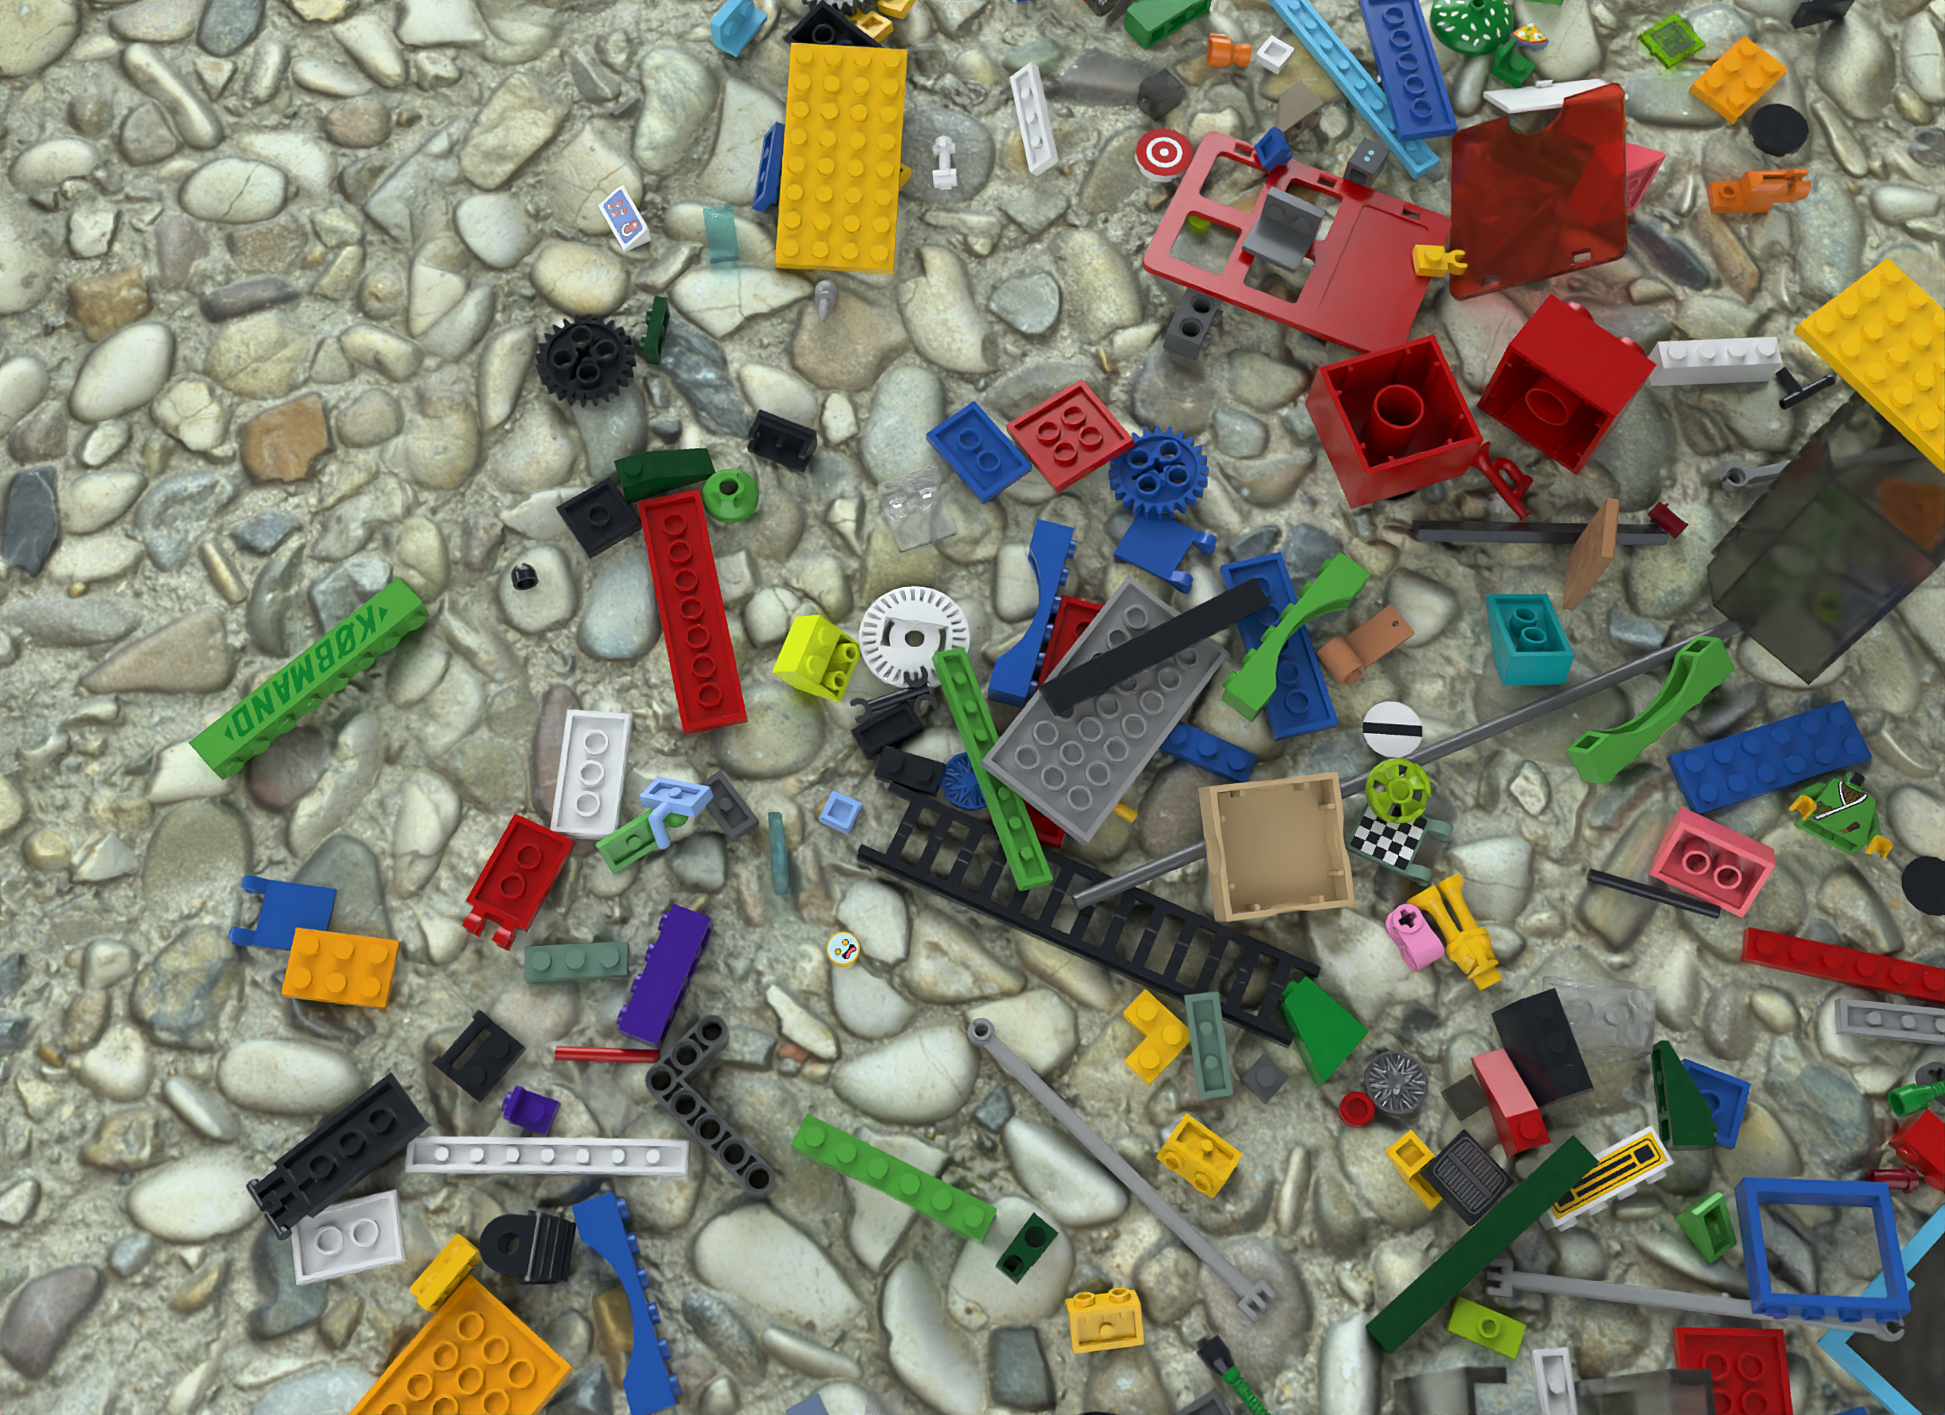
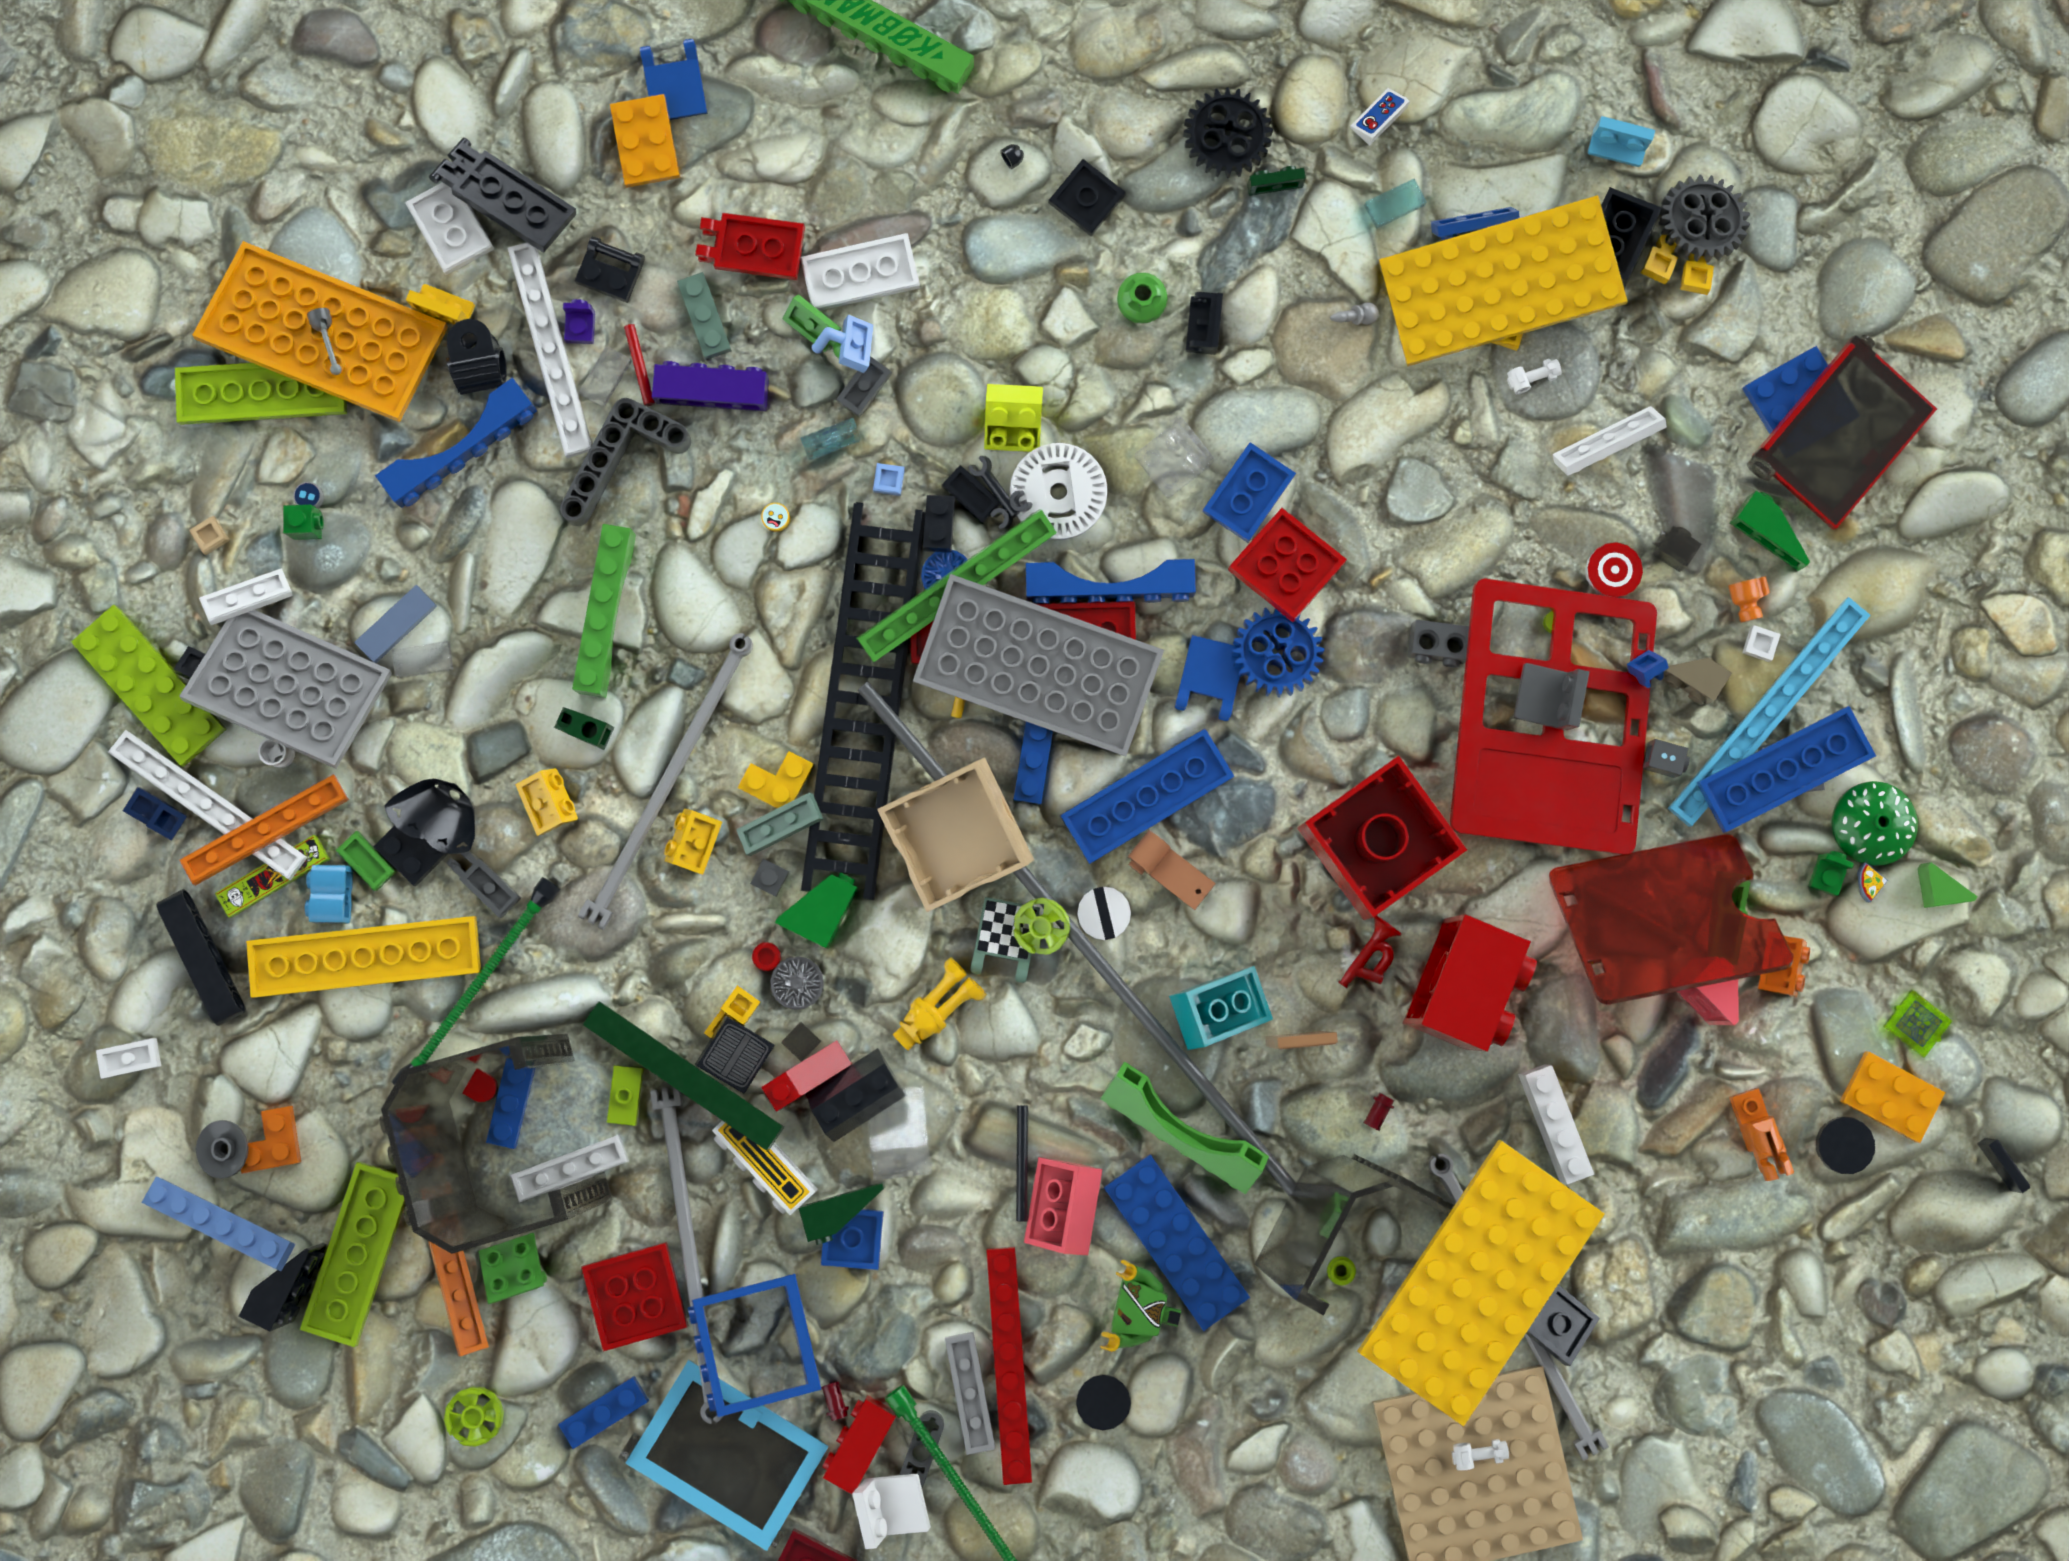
camera: 75 degrees right, 15 degrees up
(662, 471) = (1143, 234): dark green slope -> none
(692, 612) = (1025, 301): red plate -> none
(1153, 646) = (1103, 689): black tile -> none
(1333, 591) = (1208, 828): bright green arch -> none
(1415, 941) = (917, 973): bright pink piece -> none
(1434, 262) = (1574, 843): yellow plate -> none
(1529, 532) = (1327, 998): black tile -> none
(1539, 97) = (1799, 918): white container -> none
(1708, 1226) = (751, 1256): bright green slope -> none

